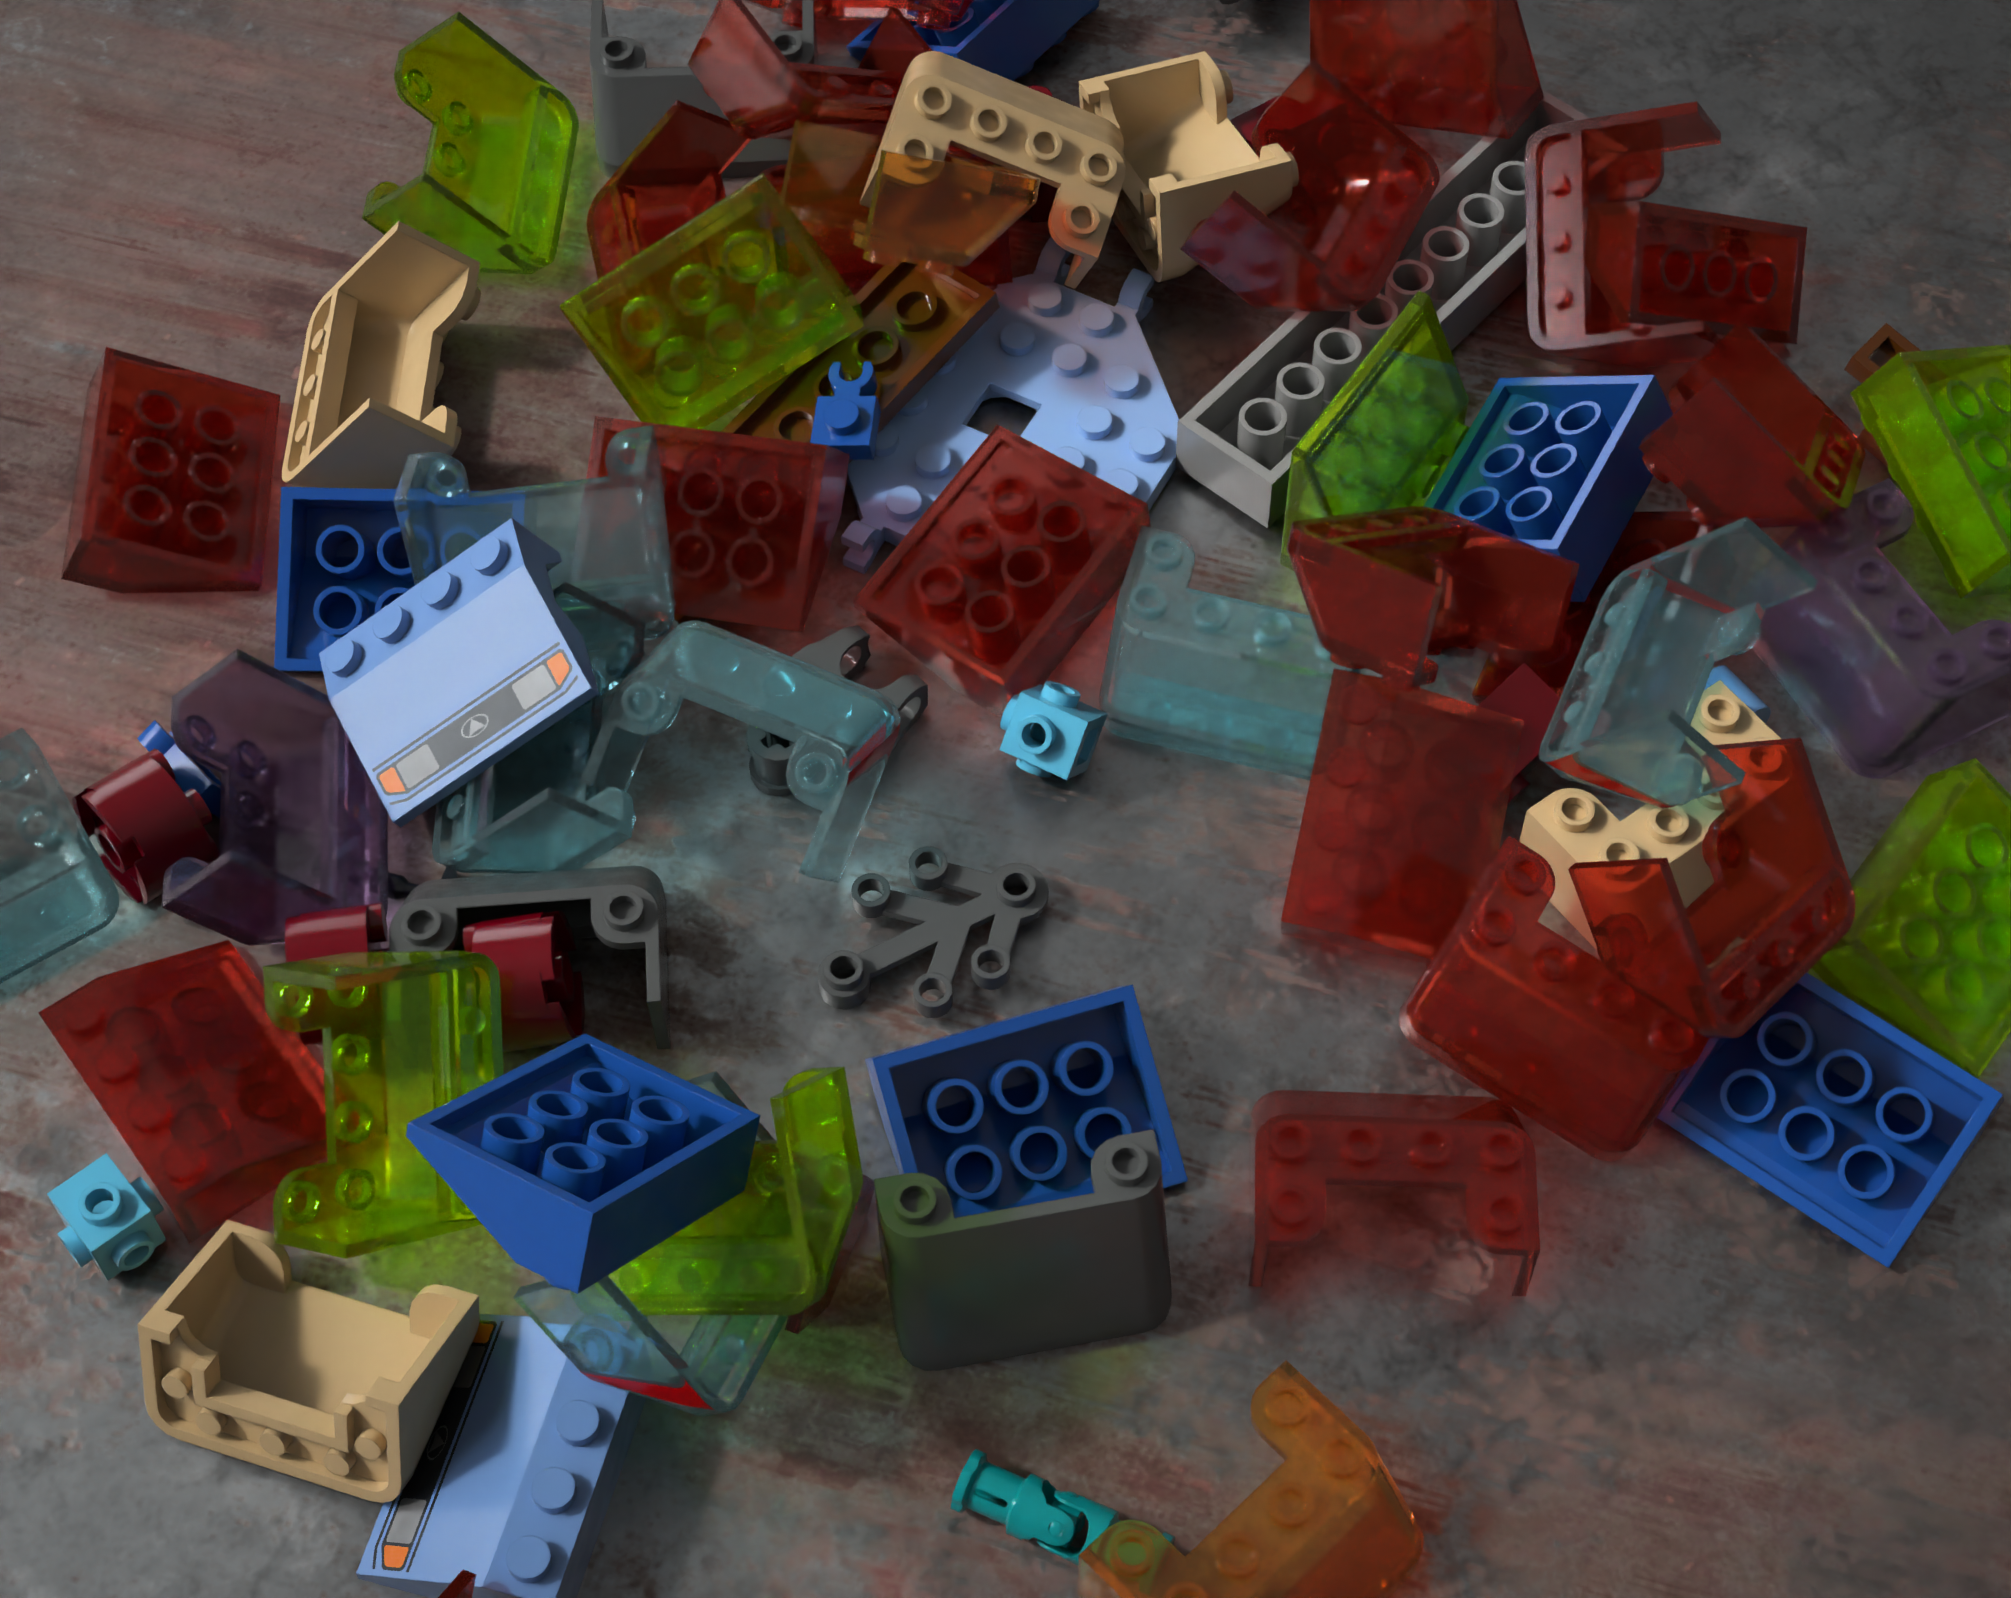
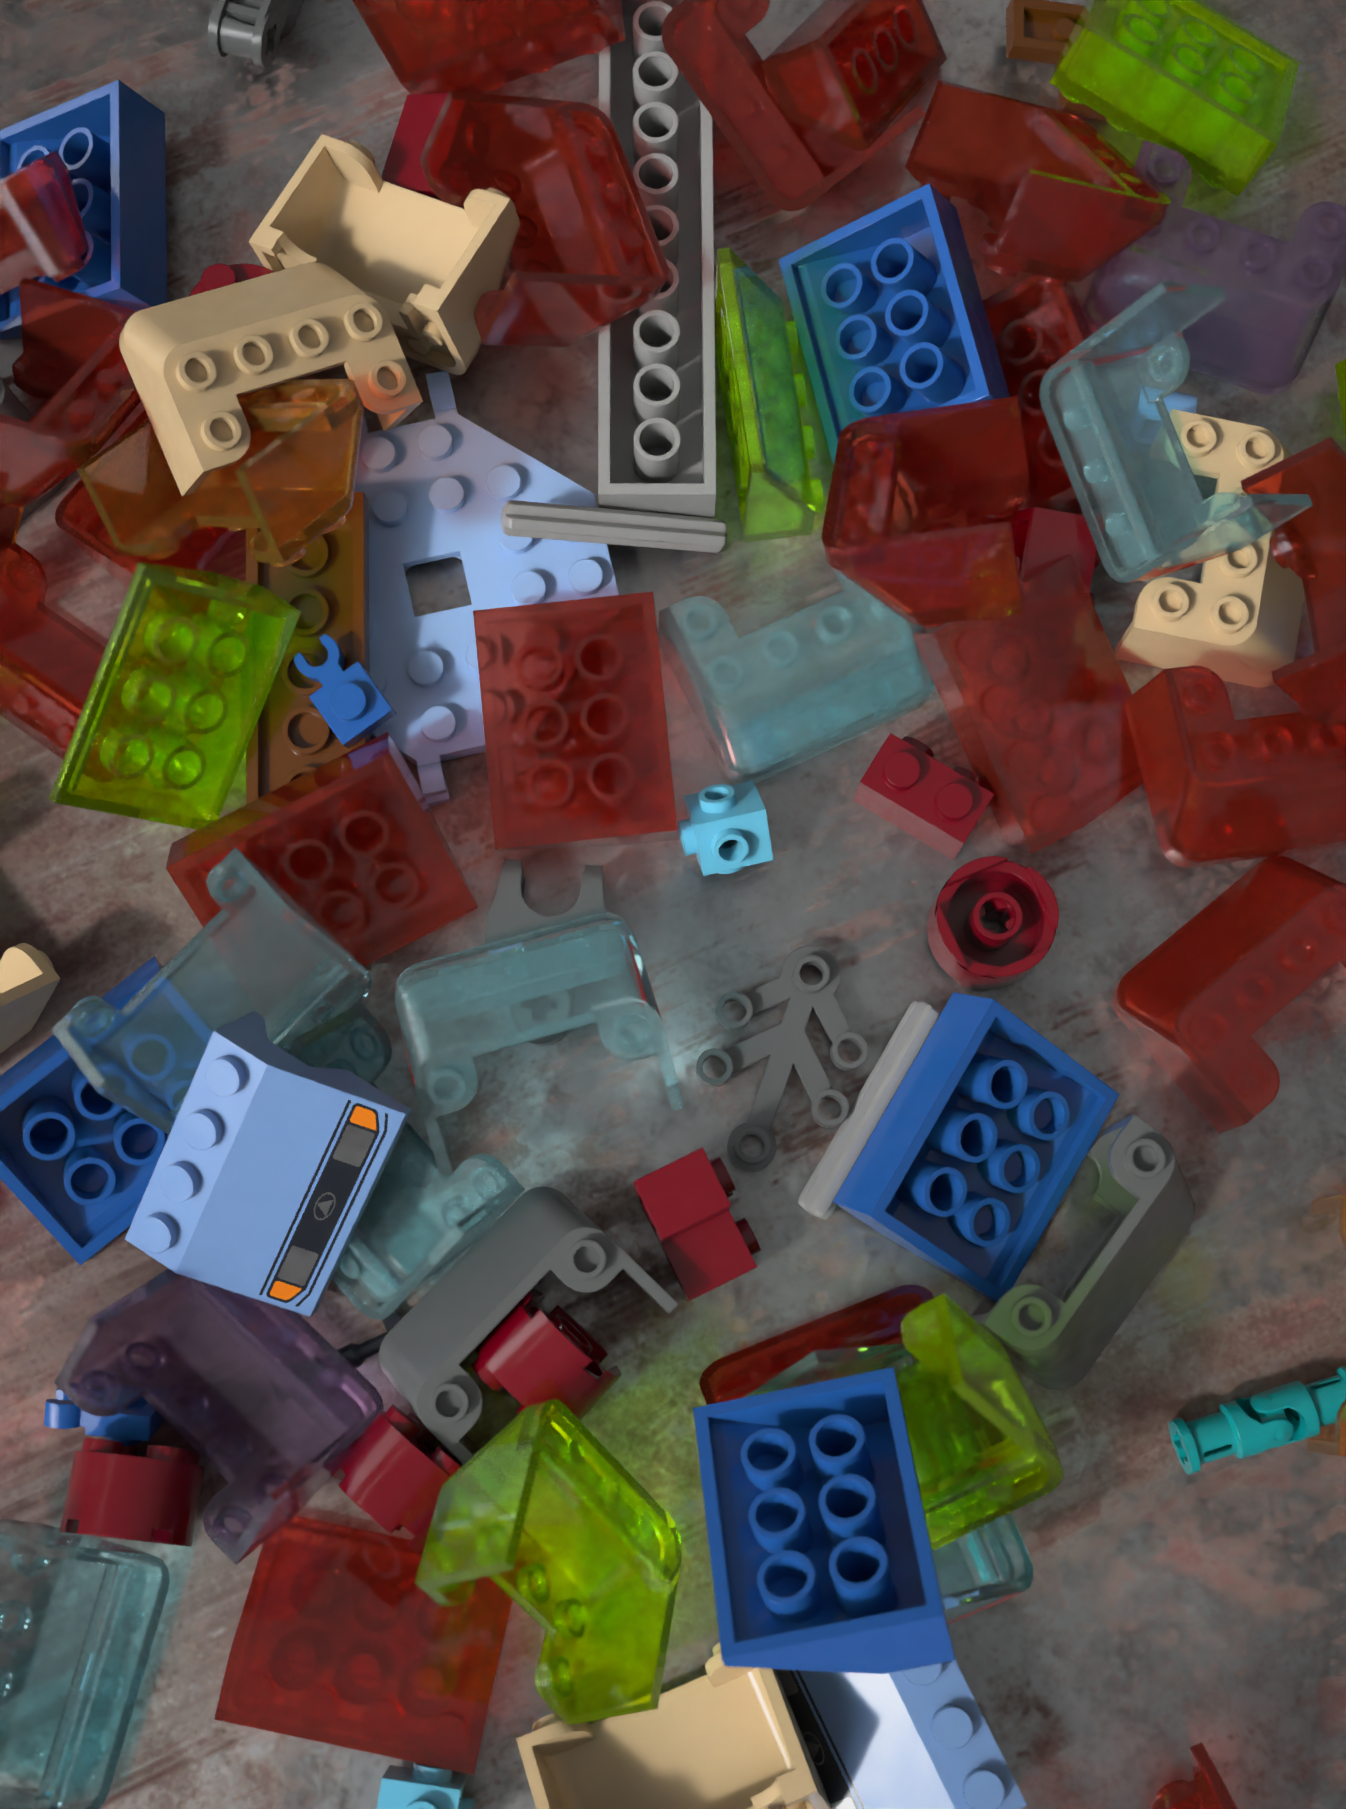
camera: 45 degrees left, 20 degrees up
(741, 977) = (694, 1224): none -> dark red brick
(858, 1048) = (867, 1109): none -> light grey axle
(1176, 464) = (613, 526): none -> light grey axle
(1199, 956) = (1003, 892): none -> dark red brick
(1237, 828) = (923, 794): none -> dark red brick

